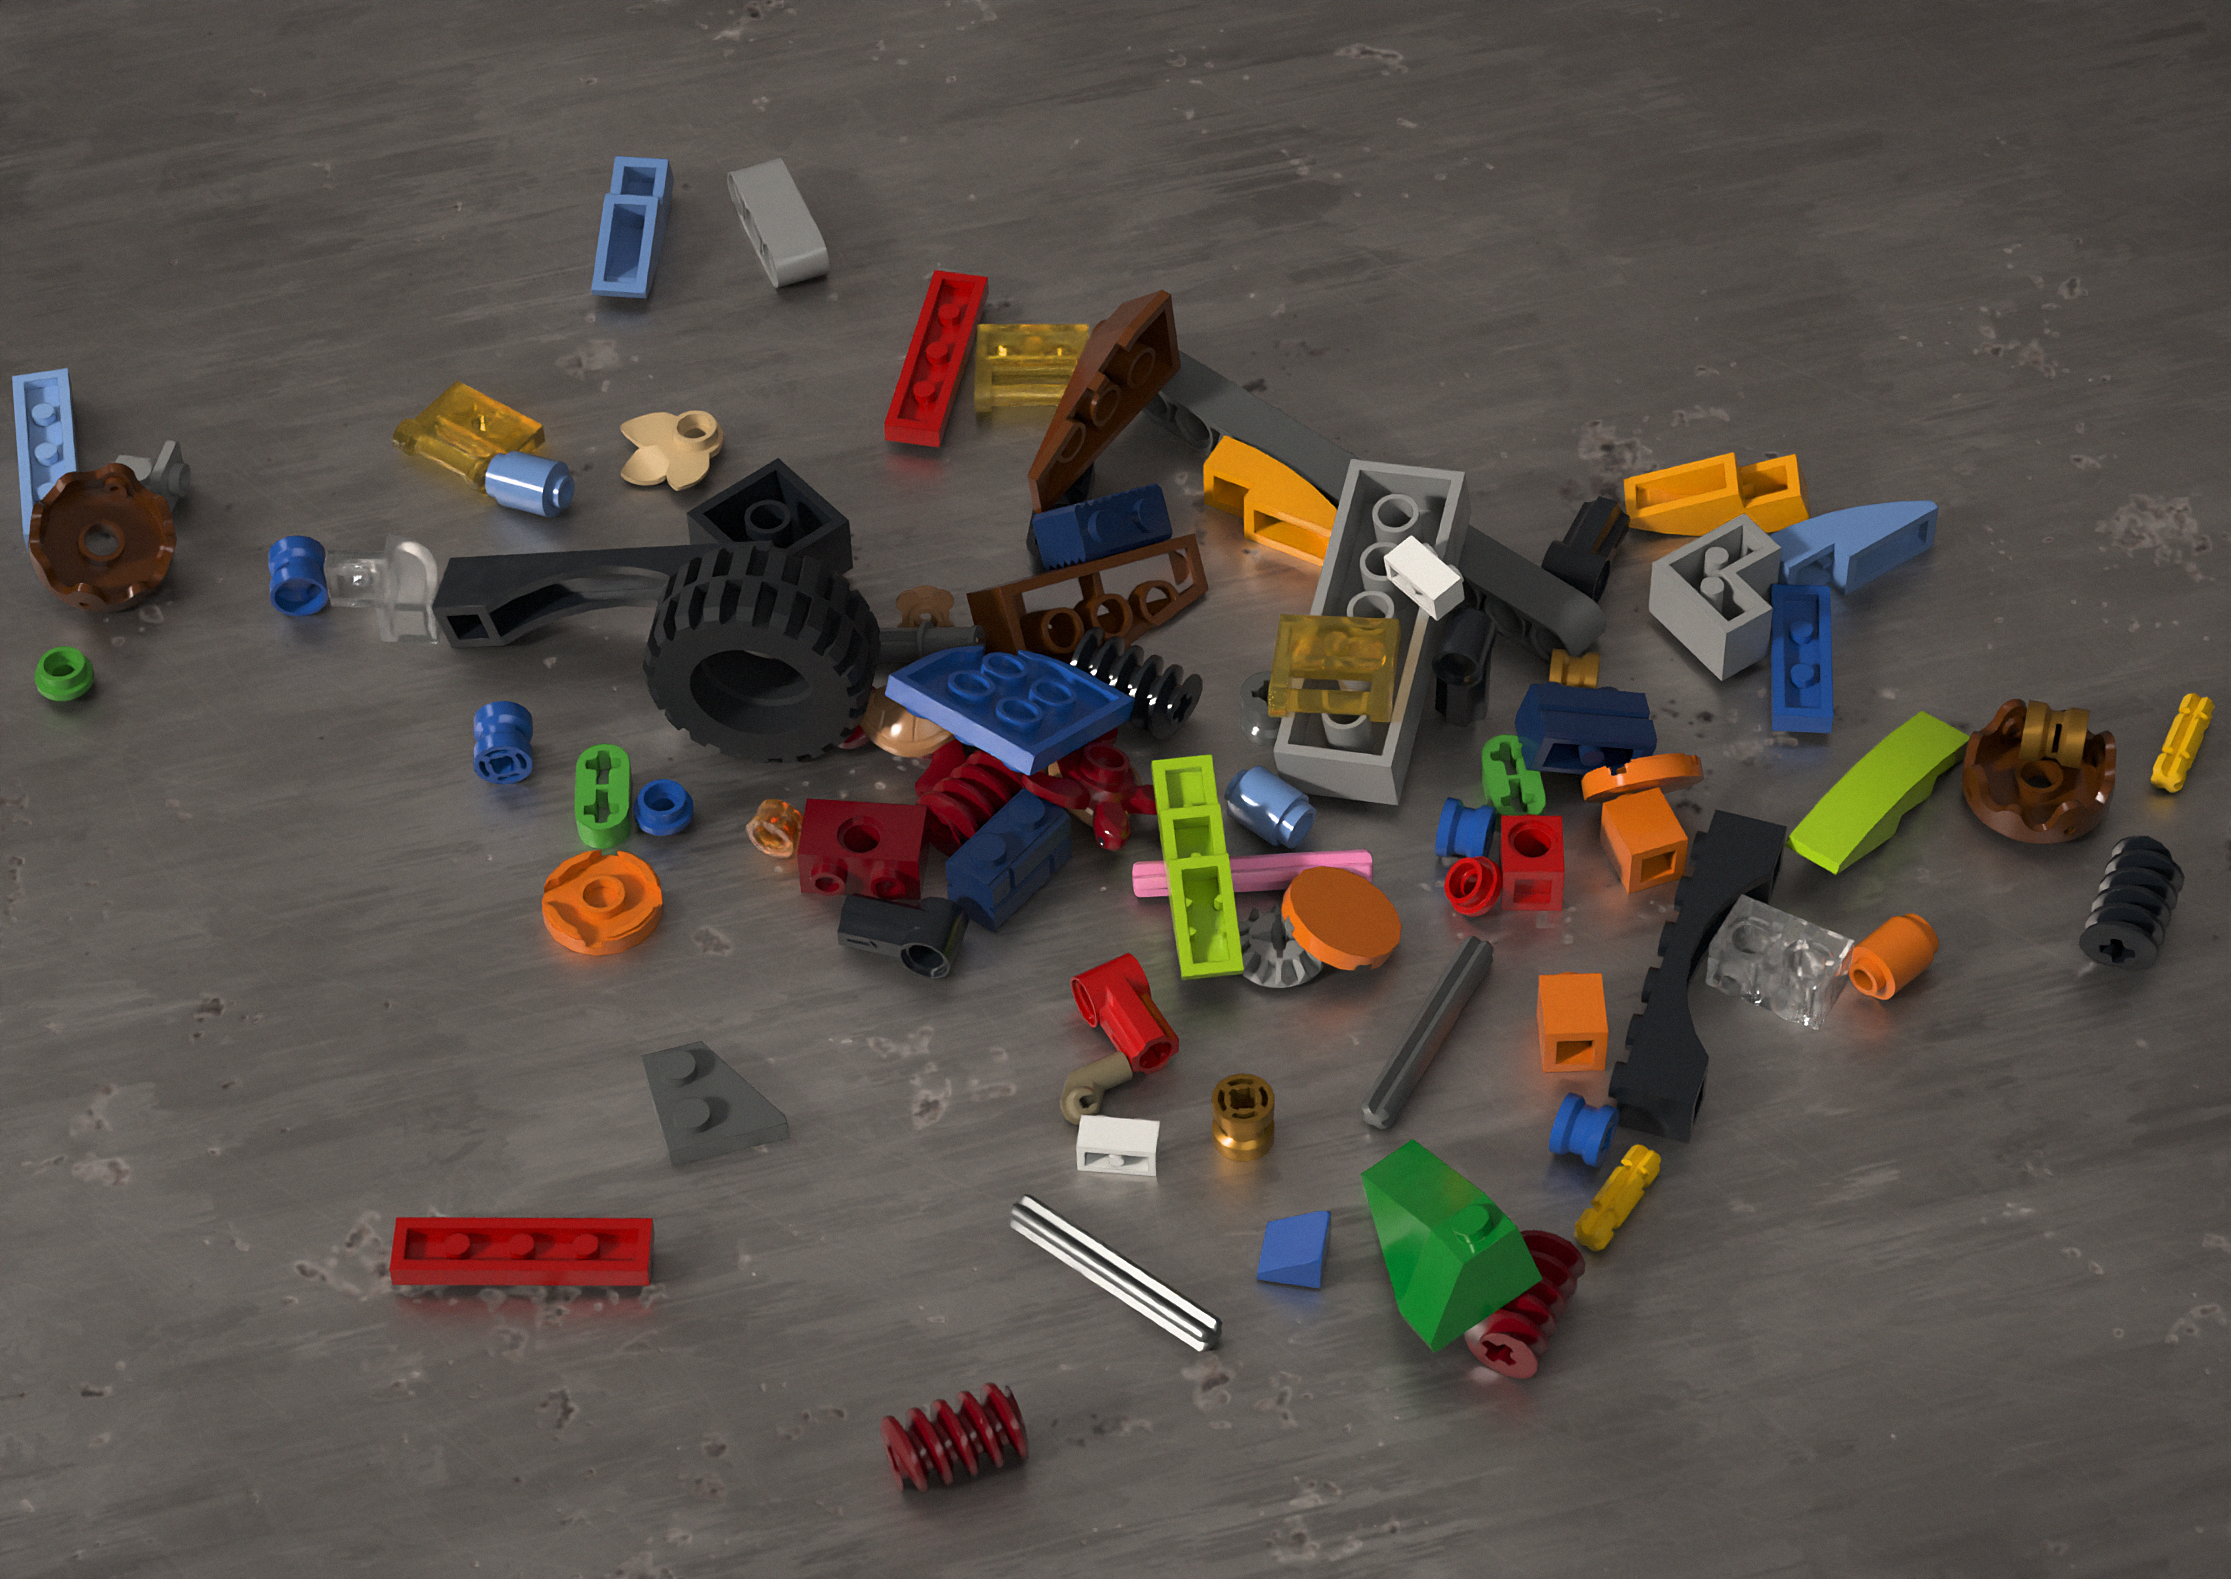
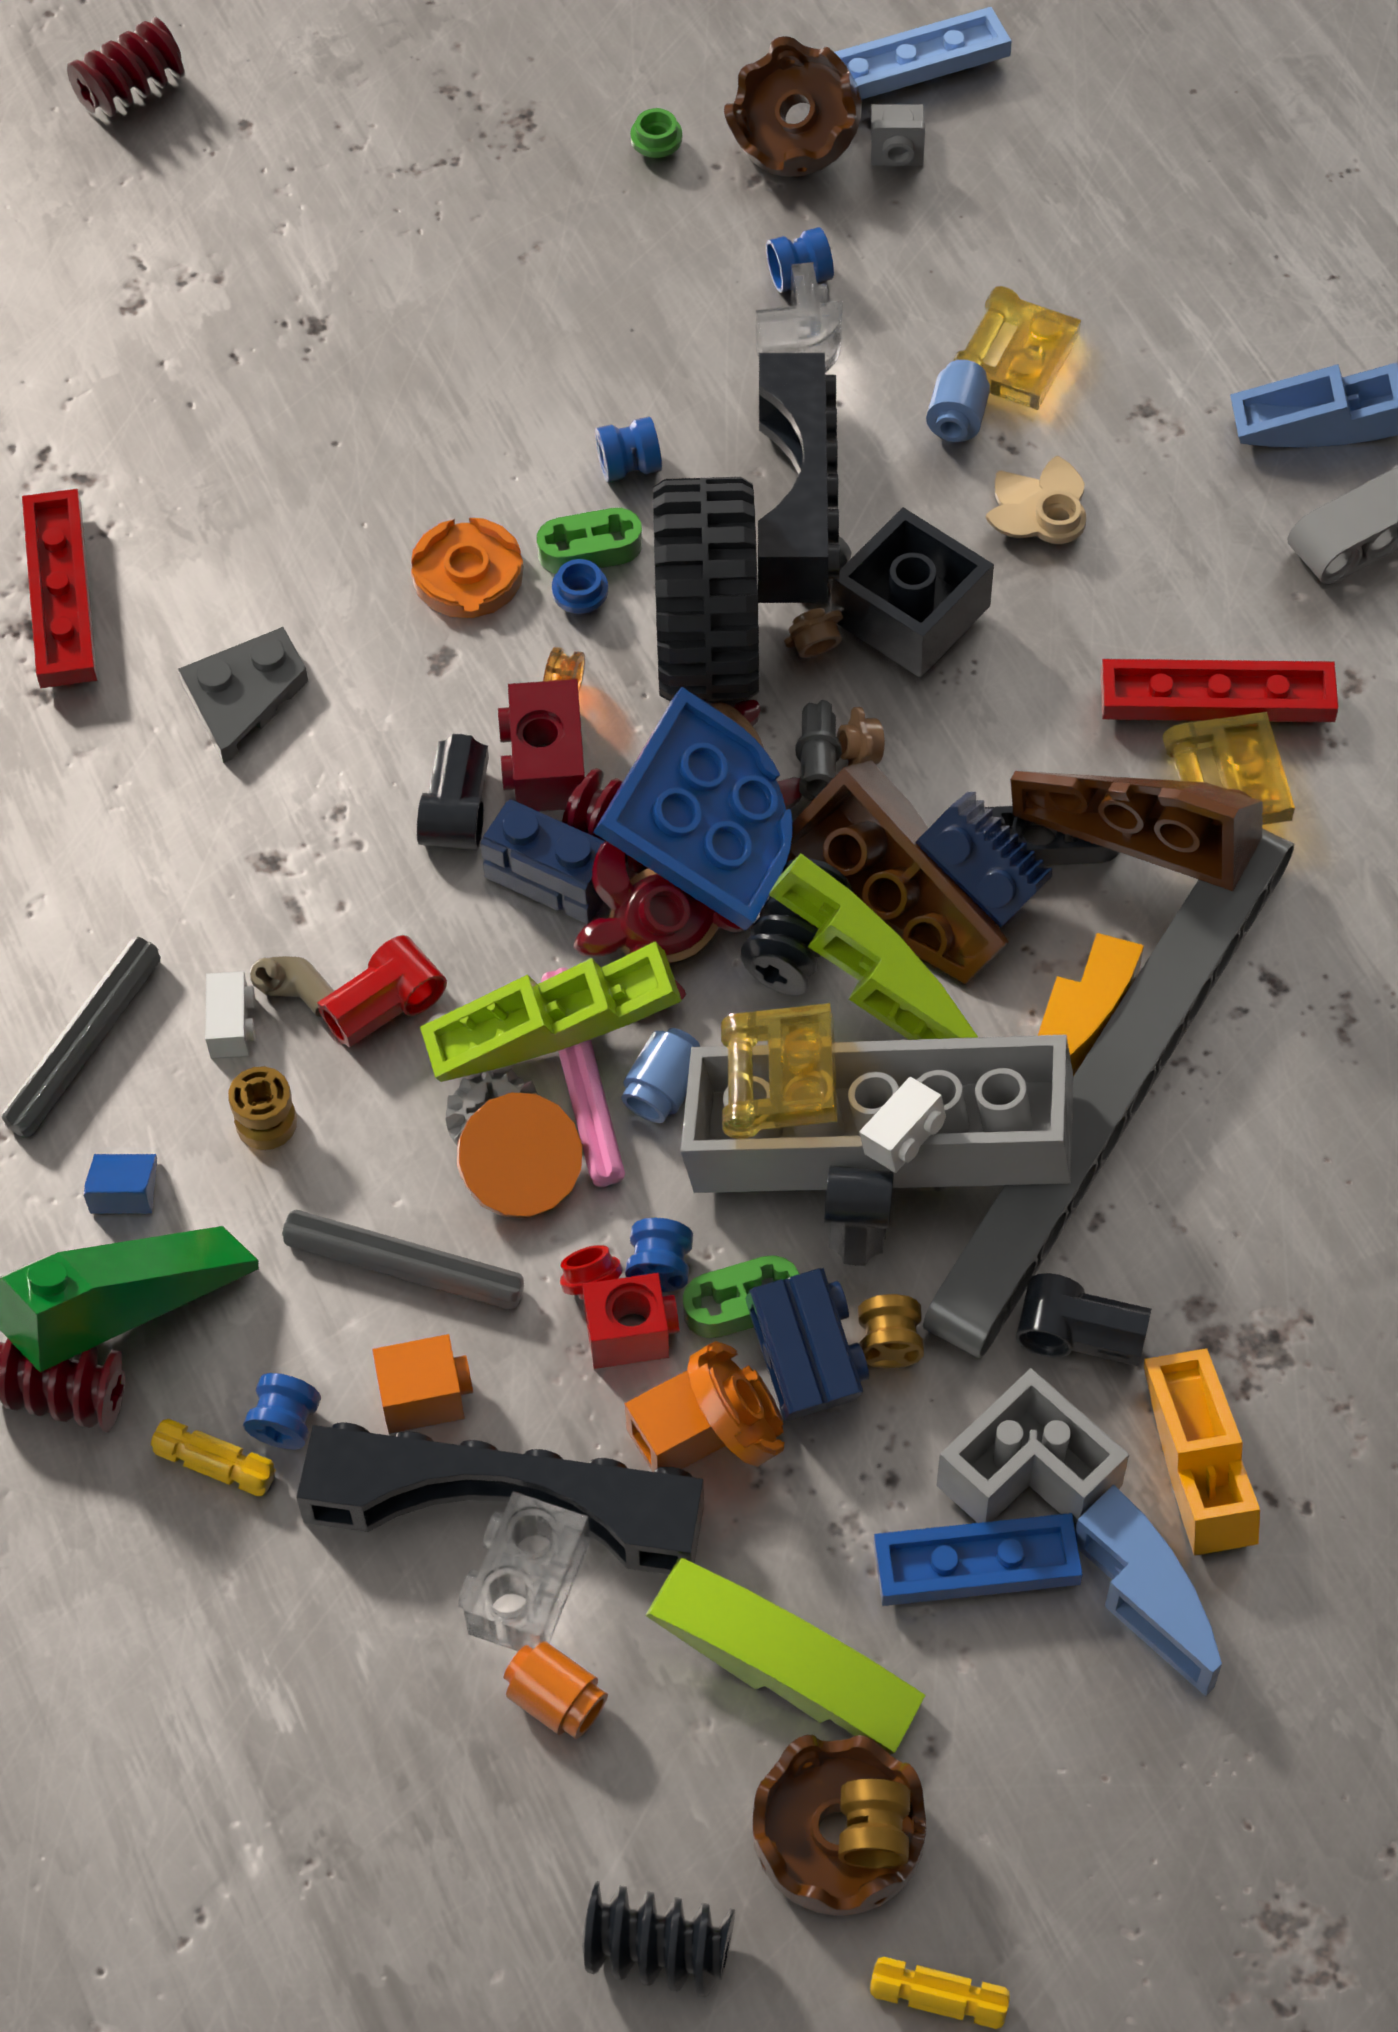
camera: 80 degrees right, 10 degrees up
(1209, 609) = (889, 974): none -> lime slope

